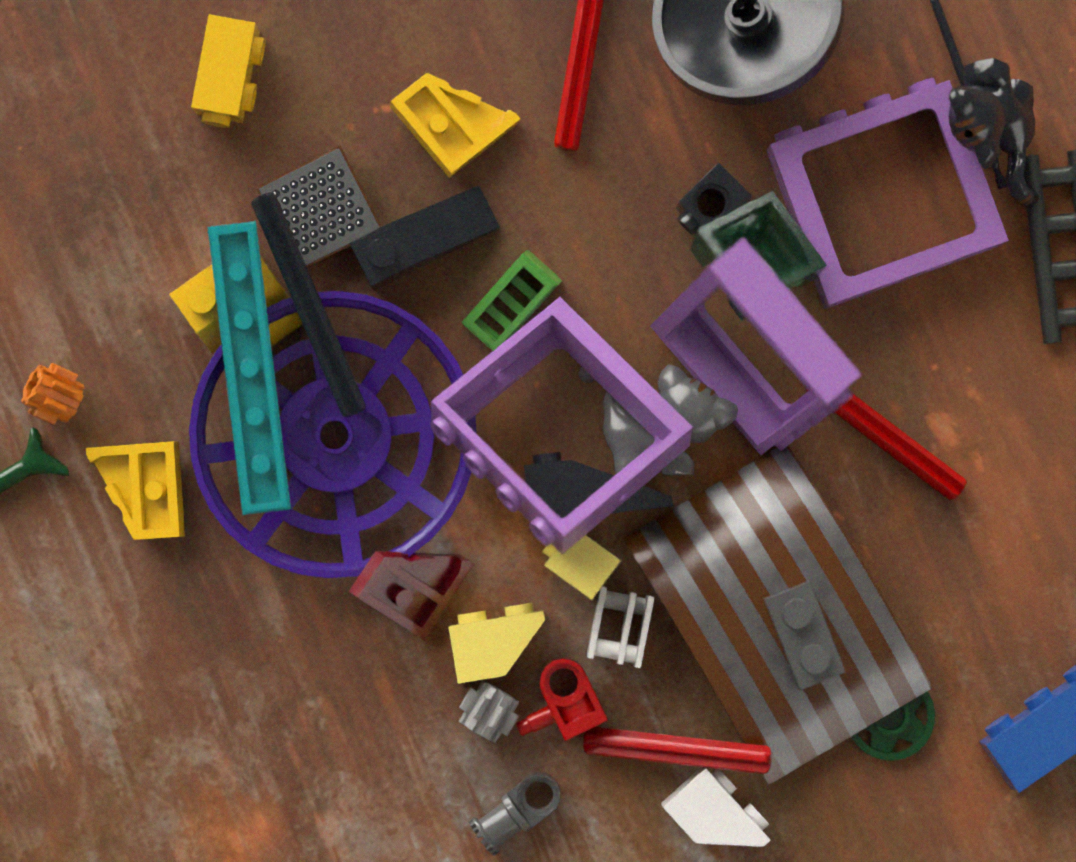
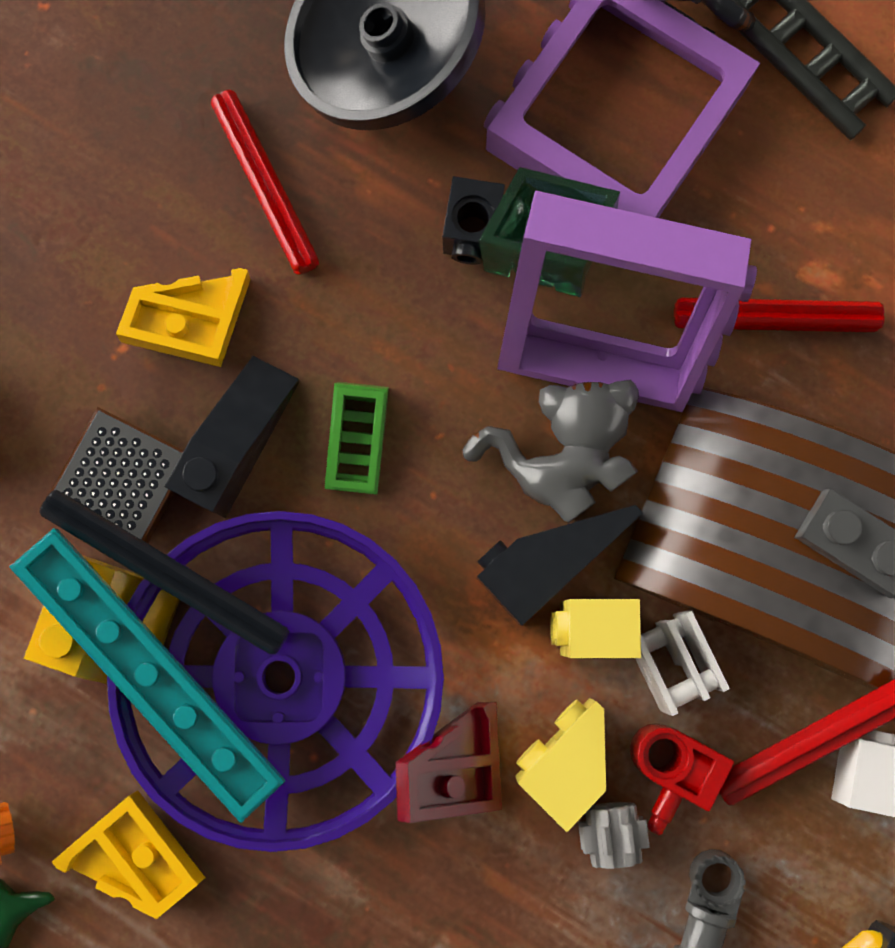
camera: 30 degrees left, 5 degrees down
(550, 330) = (422, 423): medium lavender piece -> none

